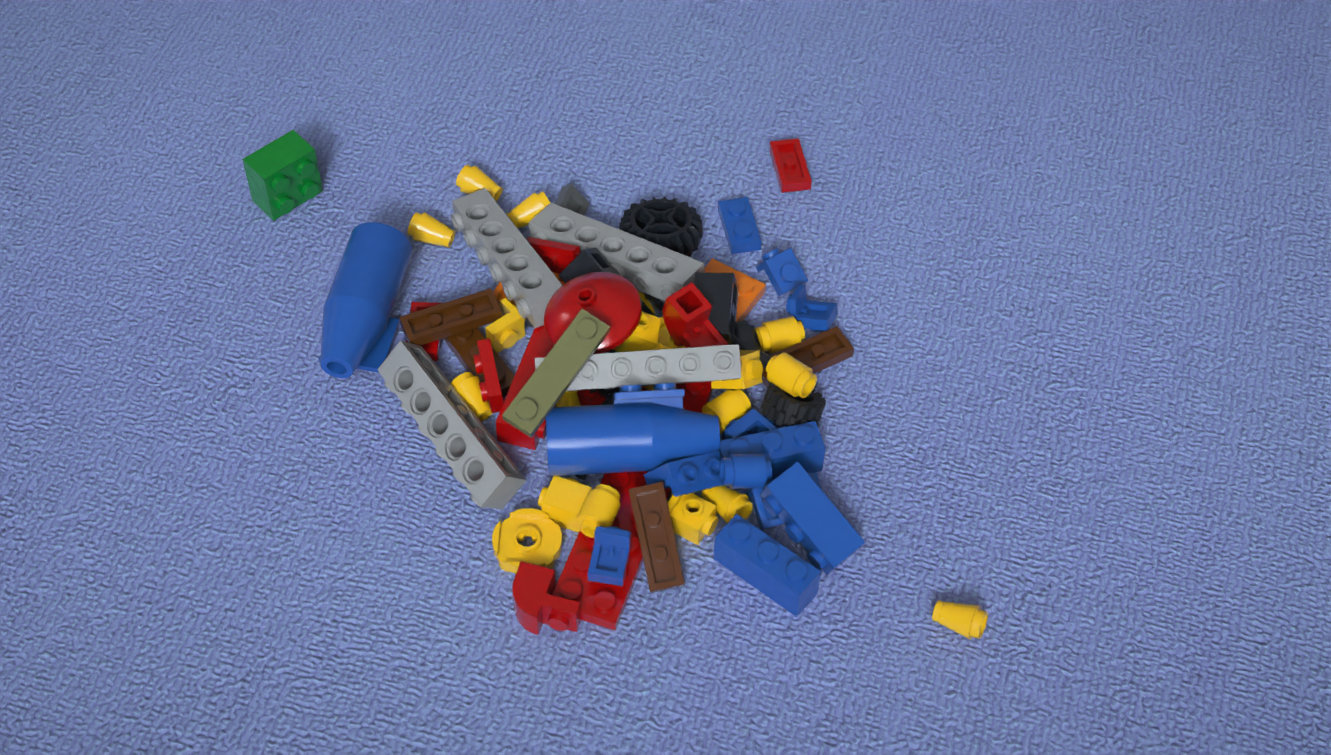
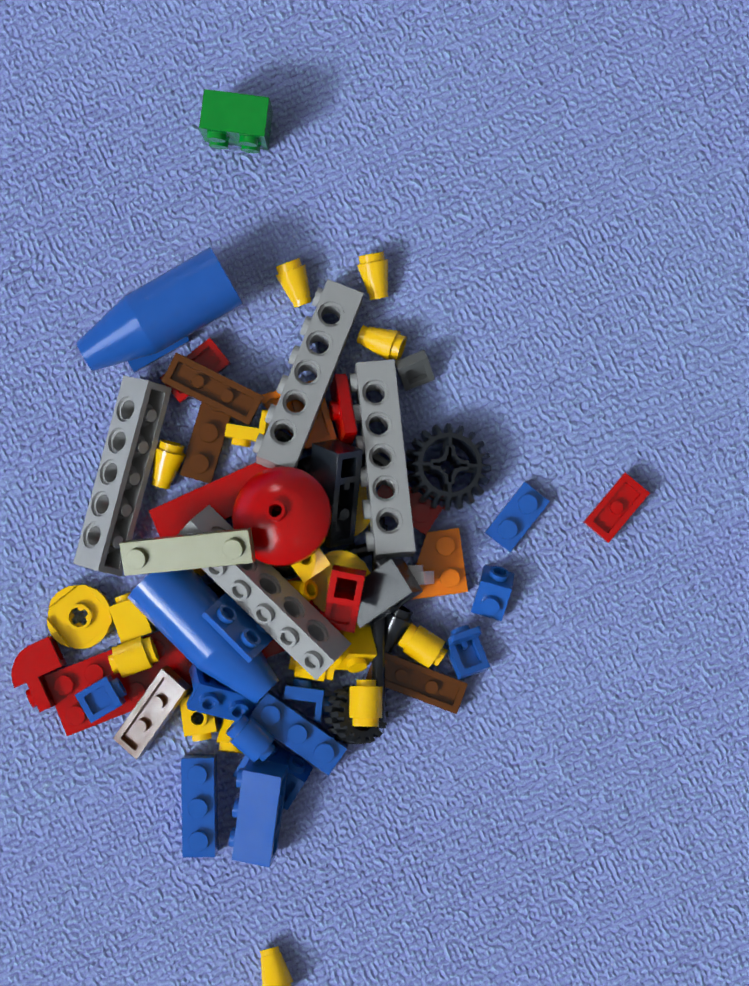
camera: 55 degrees right, 35 degrees up
(485, 364) = (190, 459): red plate -> none

